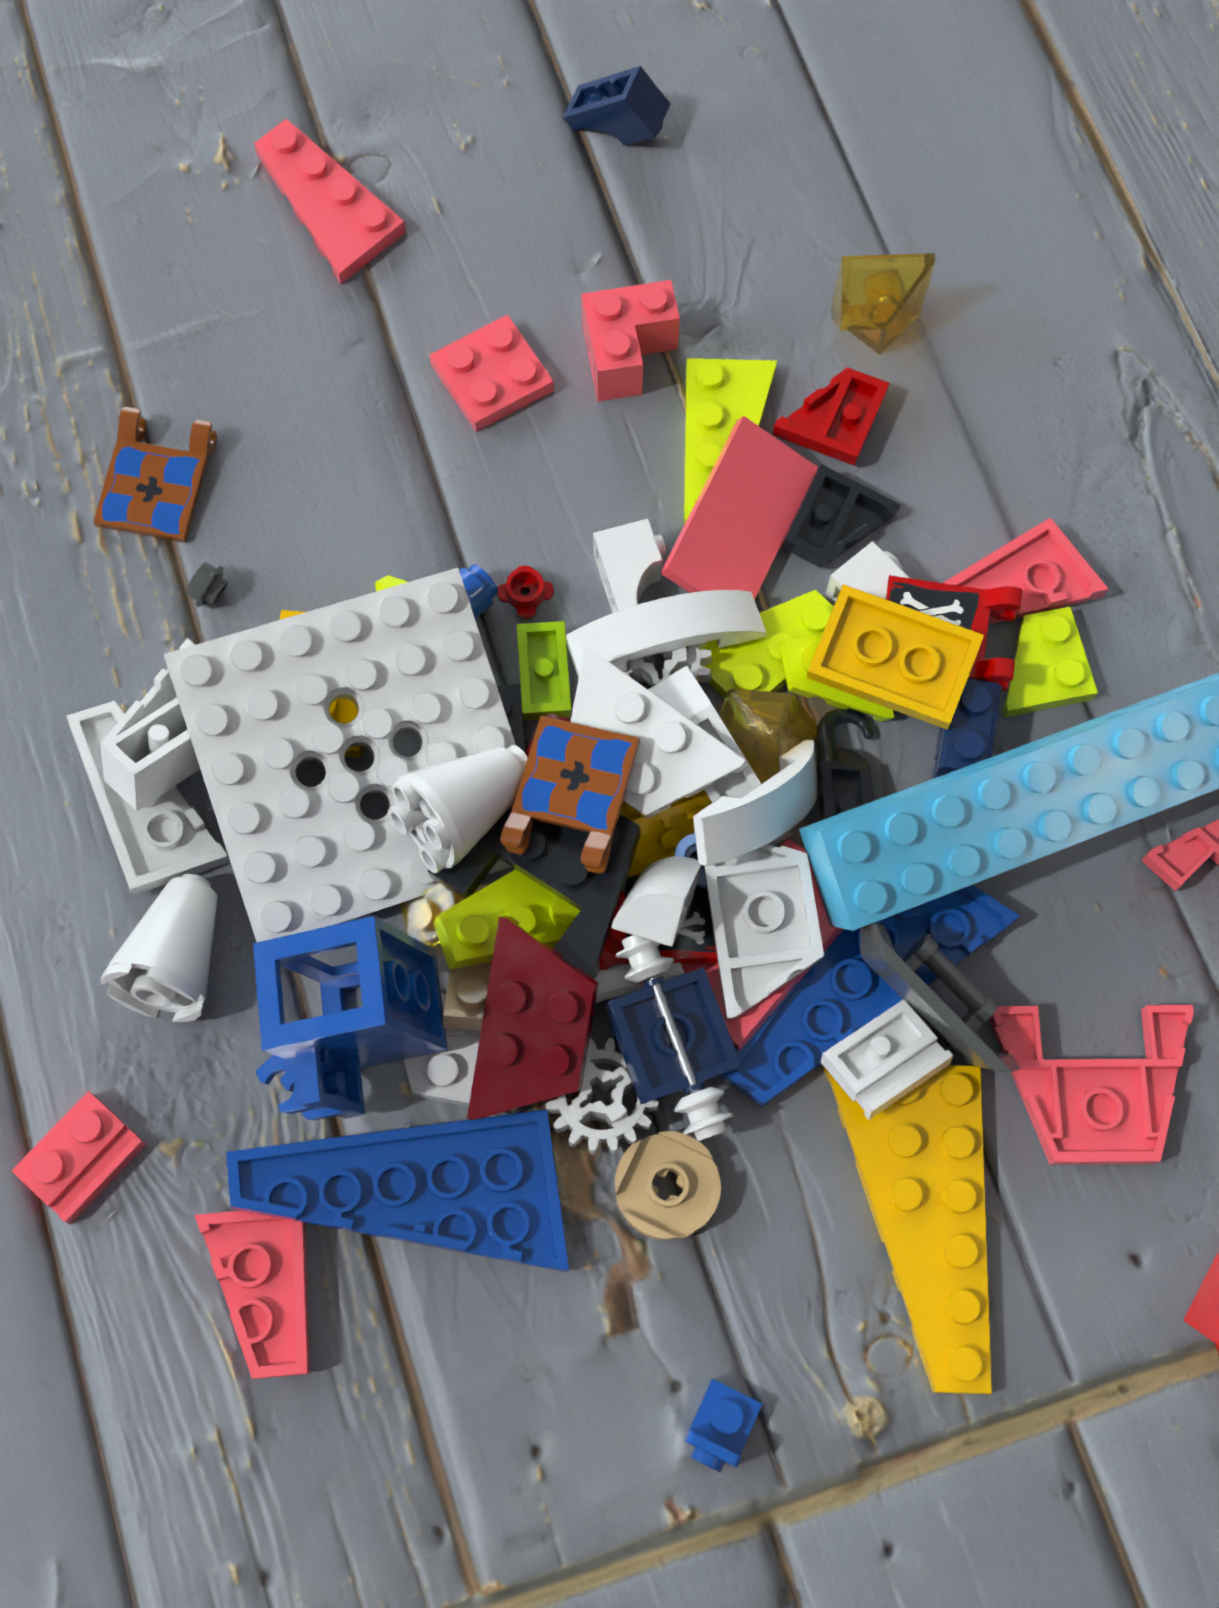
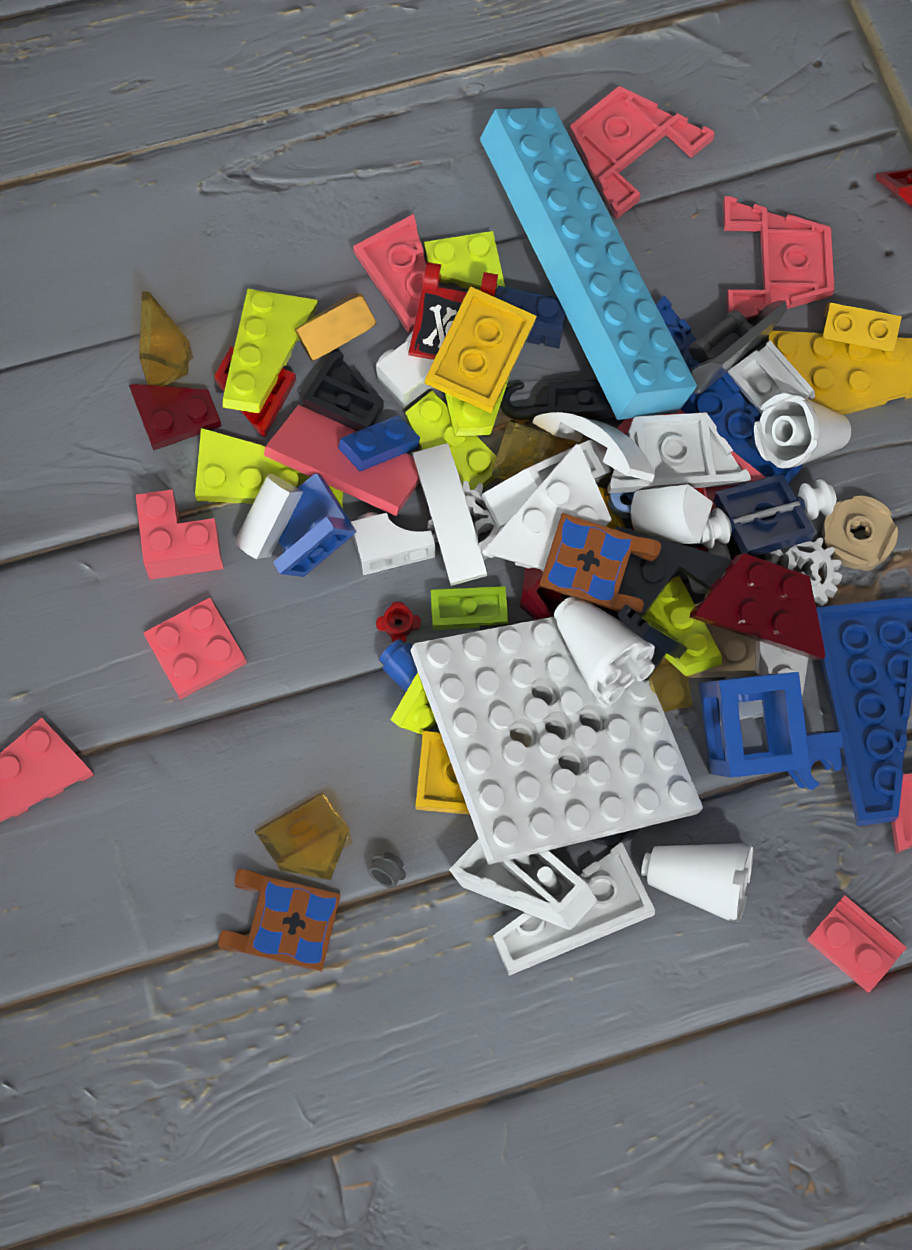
camera: 90 degrees left, 0 degrees up
(245, 490) = (307, 838): none -> clear yellow slope
(483, 856) = (651, 632): none -> black tile
(640, 481) = (313, 529): none -> blue bracket
(652, 430) = (268, 517): none -> white brick
(765, 555) = (379, 443): none -> blue plate
(798, 334) = (174, 412): none -> dark red wing
(804, 1093) = (798, 430): none -> white cone
(895, 416) = (263, 346): none -> neon yellow wing
(928, 498) = (335, 326): none -> slope
(996, 1198) = (861, 327): none -> yellow bracket

